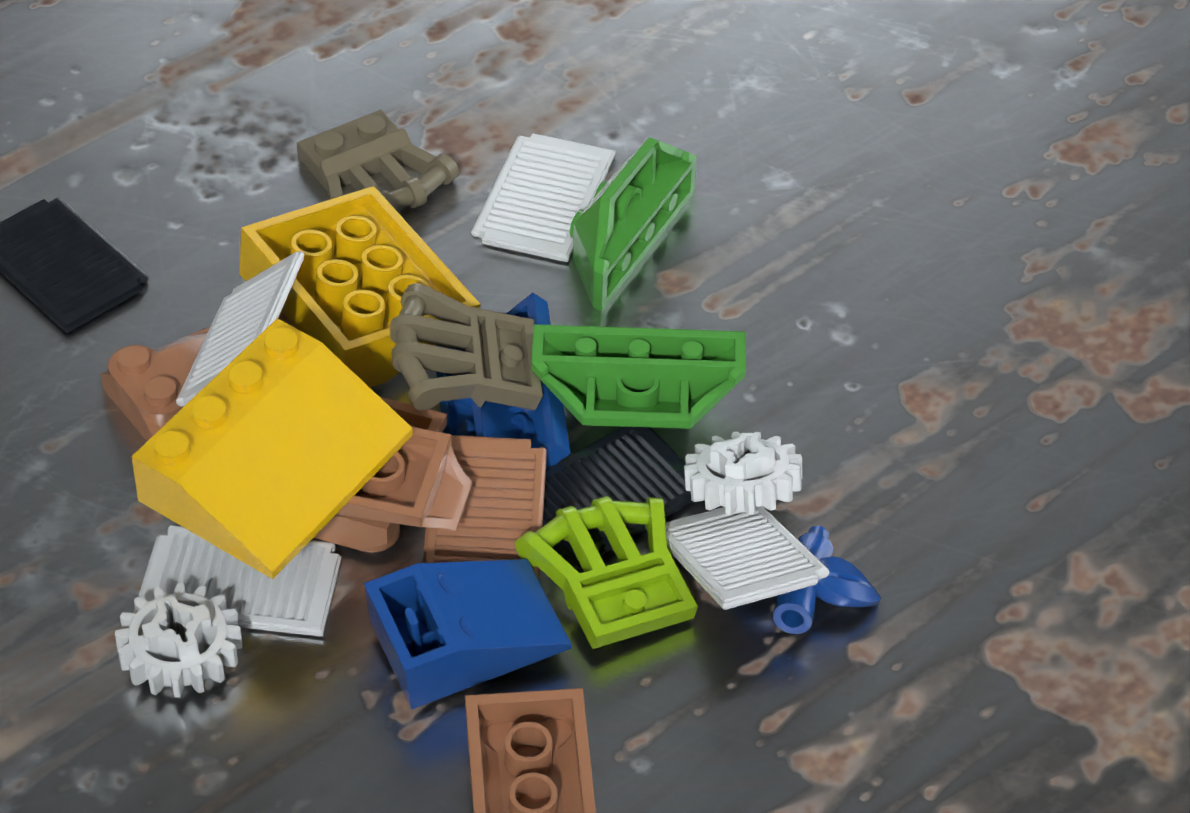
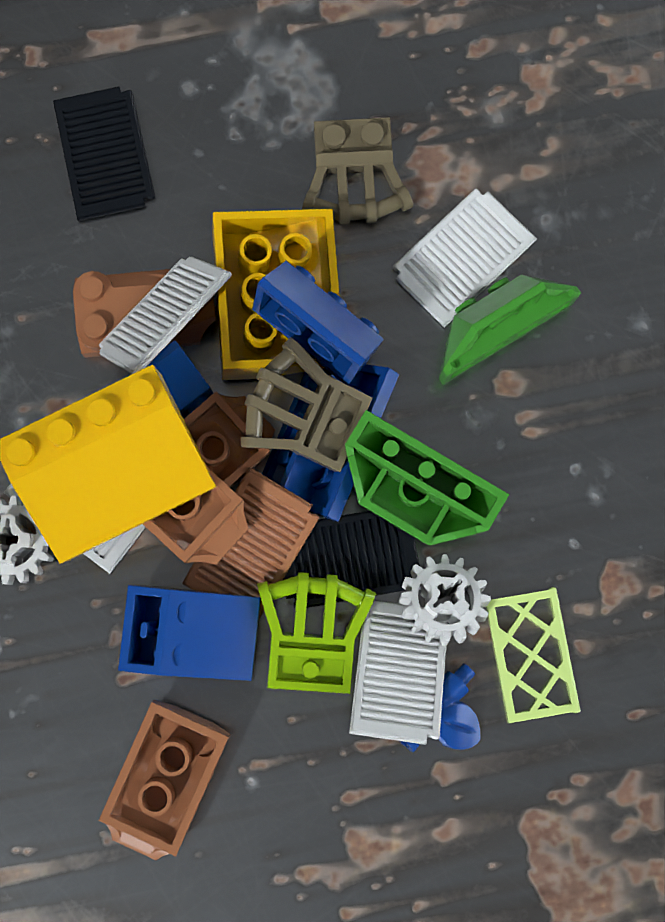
camera: 30 degrees right, 35 degrees up
(400, 249) = (316, 321): none -> blue slope
(873, 531) = (508, 680): none -> yellowish green window

